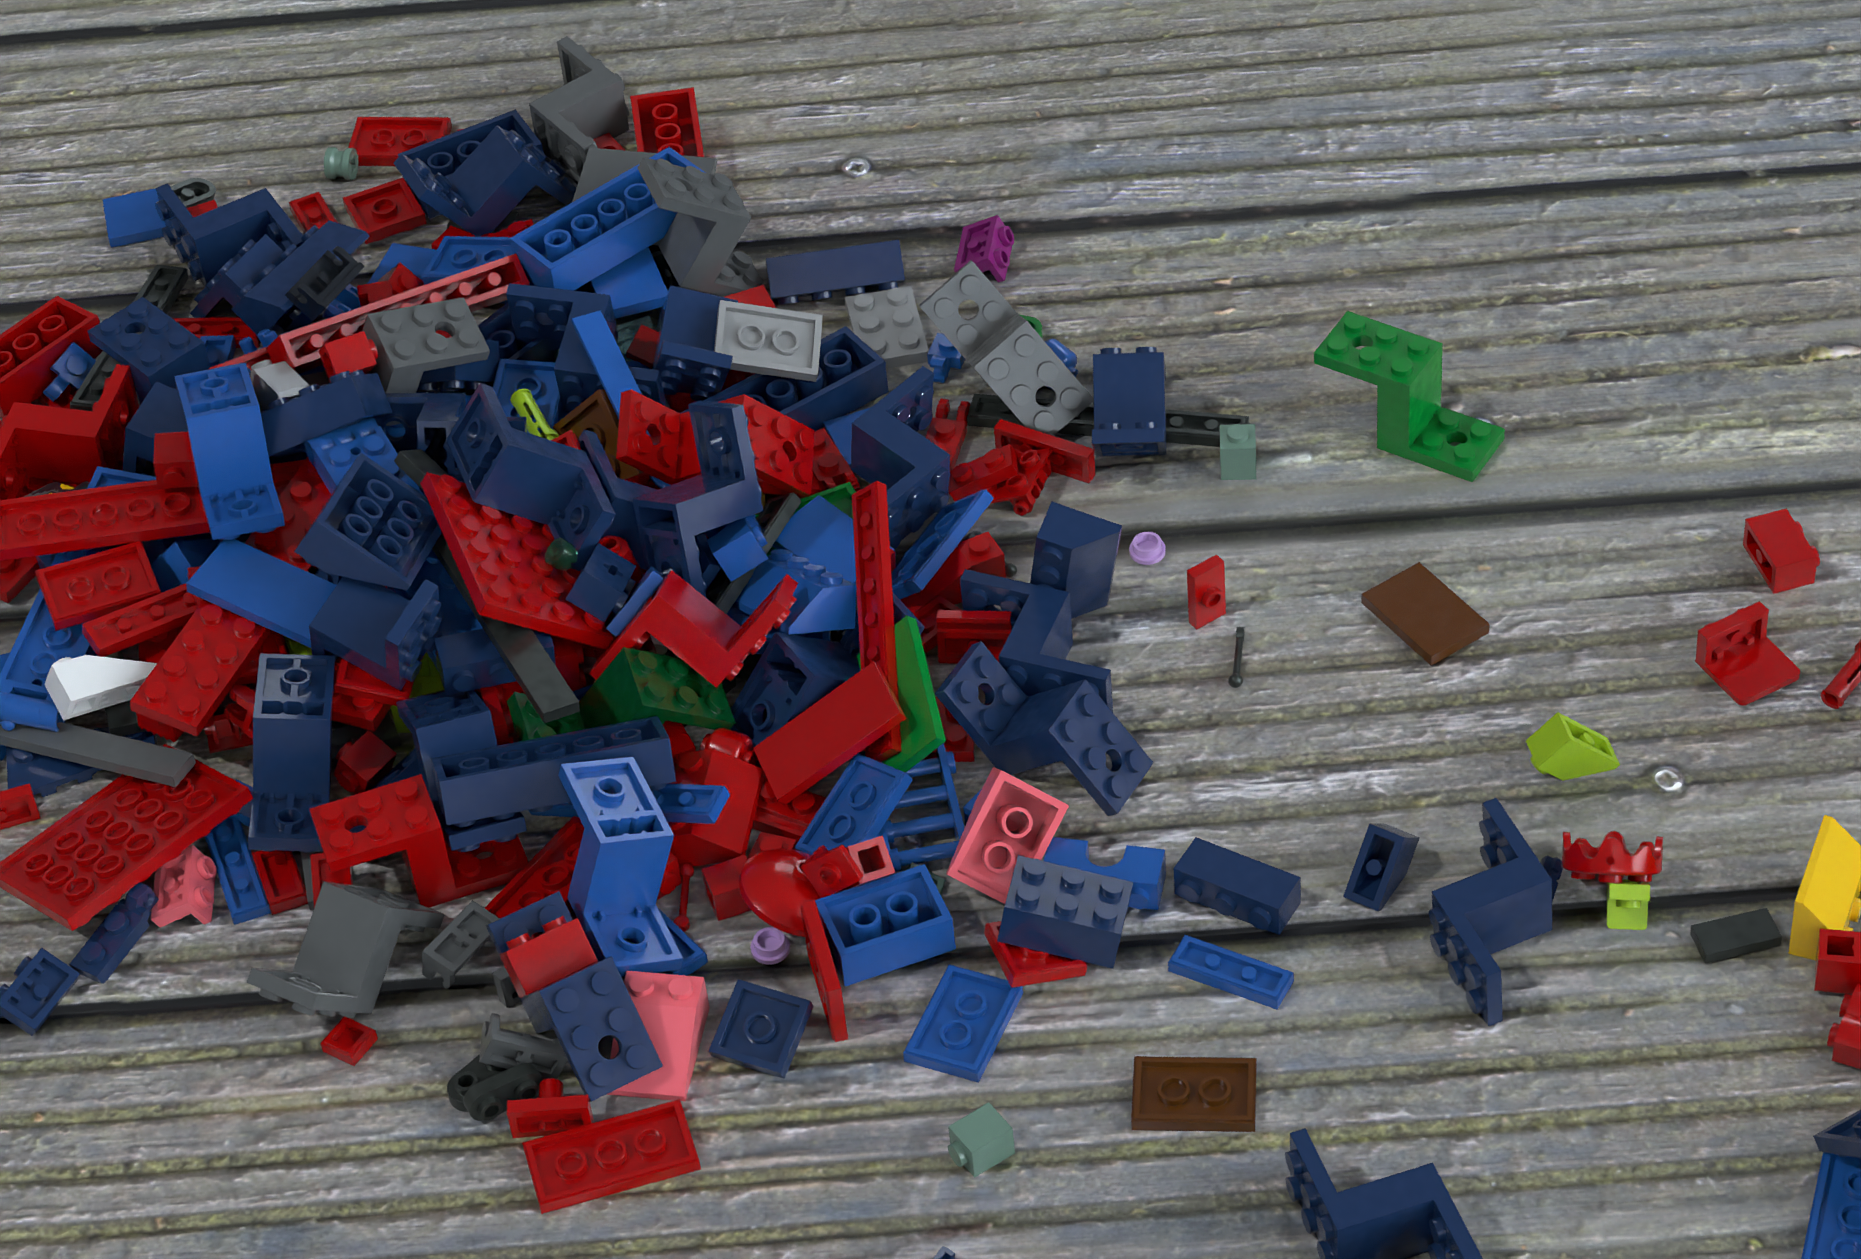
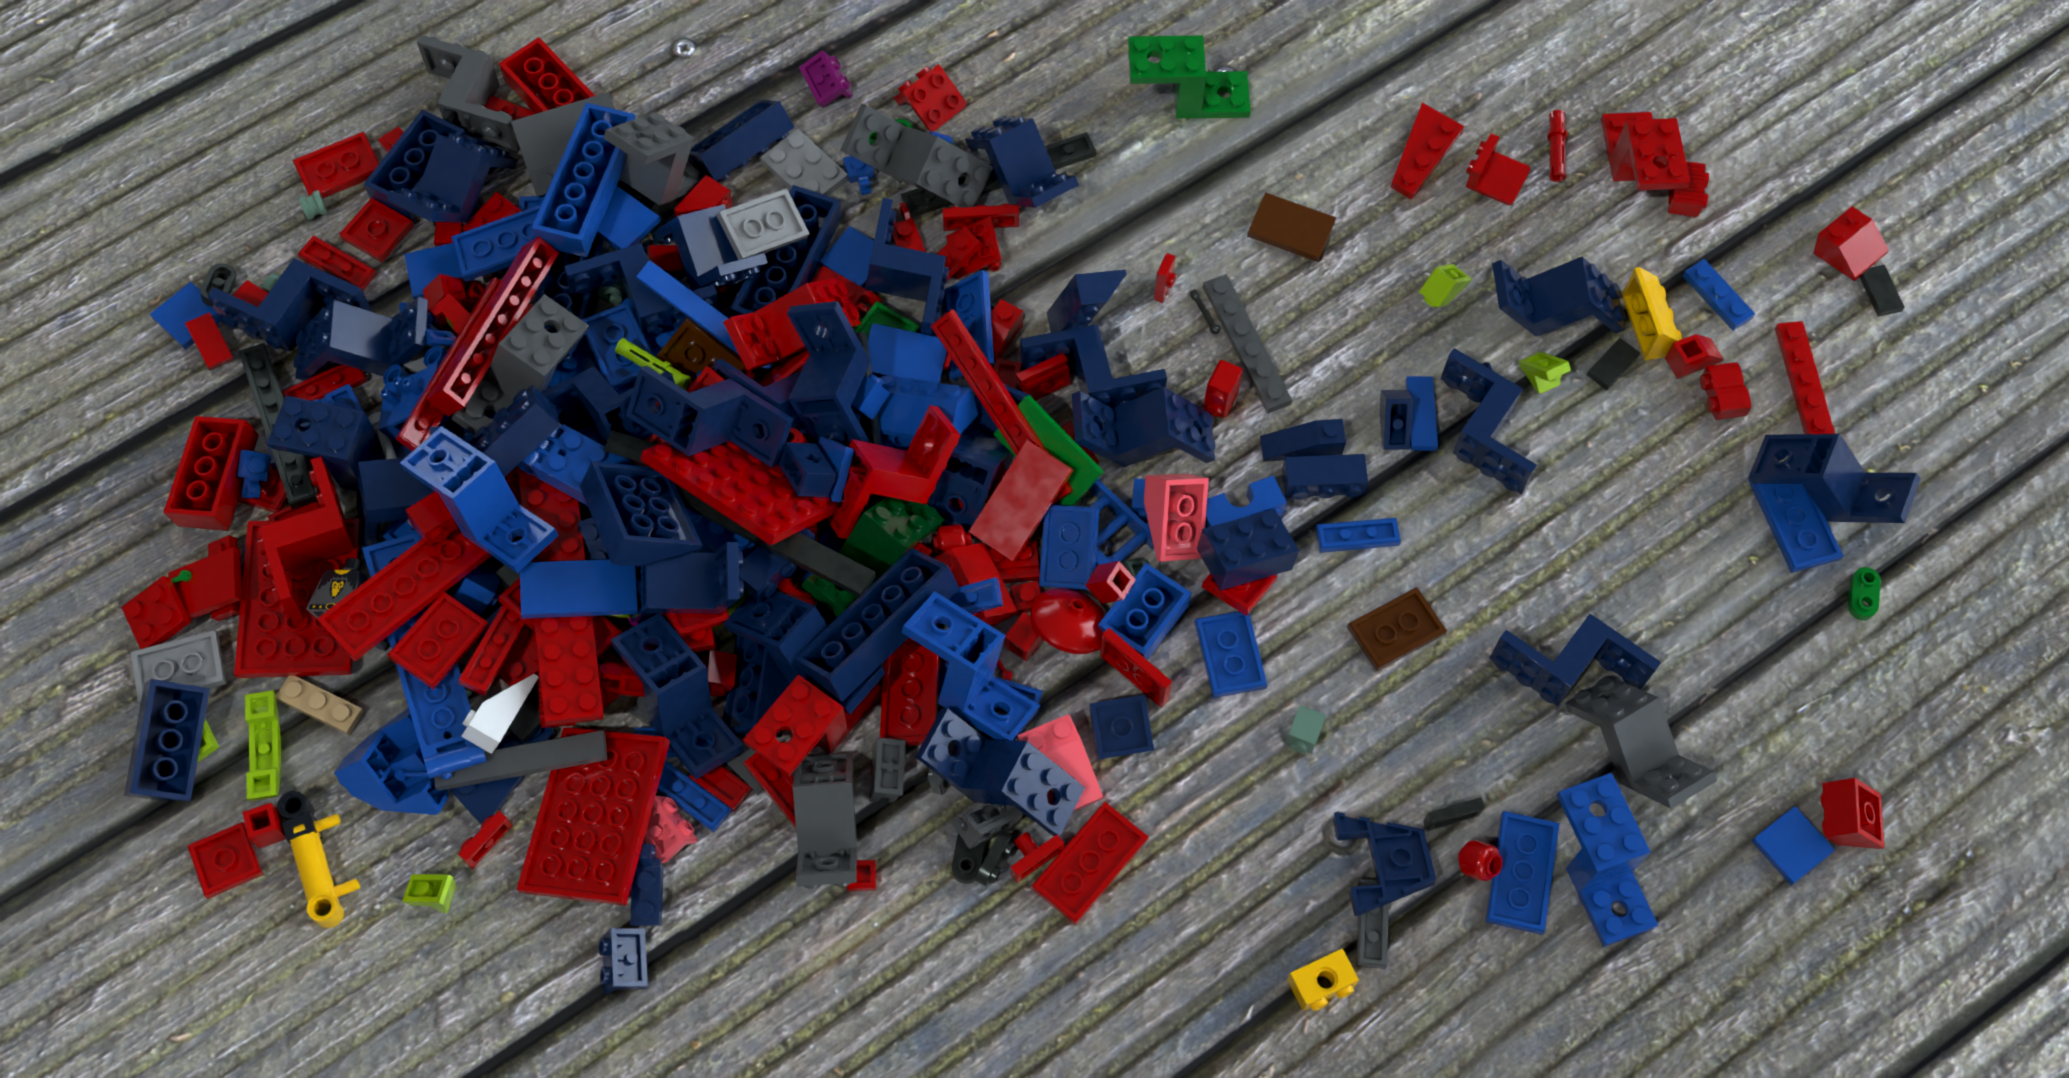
camera: 40 degrees left, 20 degrees up
(136, 245) = (209, 341): none -> red tile
(265, 303) = (383, 321): dark blue slope -> none
(275, 382) = (460, 422): light grey slope -> none
(324, 282) = (418, 323): black hinge -> none
(349, 354) = (505, 383): red slope -> none
(548, 956) = (972, 757): red brick -> none
(561, 554) = (765, 467): clear green hinge -> none
(770, 946) = (1077, 665): lavender plate -> none
(831, 870) = (1101, 601): red bracket -> none
(1090, 311) = (931, 97): none -> red bracket
(1147, 548) = (1095, 260): lavender plate -> none
(1178, 734) = (1222, 389): none -> red brick
(1238, 452) = (1103, 163): sand green brick -> none
(1249, 834) = (1307, 439): none -> dark blue slope
(1262, 712) = (1247, 343): none -> dark grey plate
(1427, 872) = (1423, 421): none -> blue tile
(1612, 859) = (1529, 352): red plate -> none
(1675, 599) = (1426, 146): none -> red wing
(1704, 814) = (1558, 296): none -> dark blue bracket
(1780, 550) = (1463, 87): red brick -> none

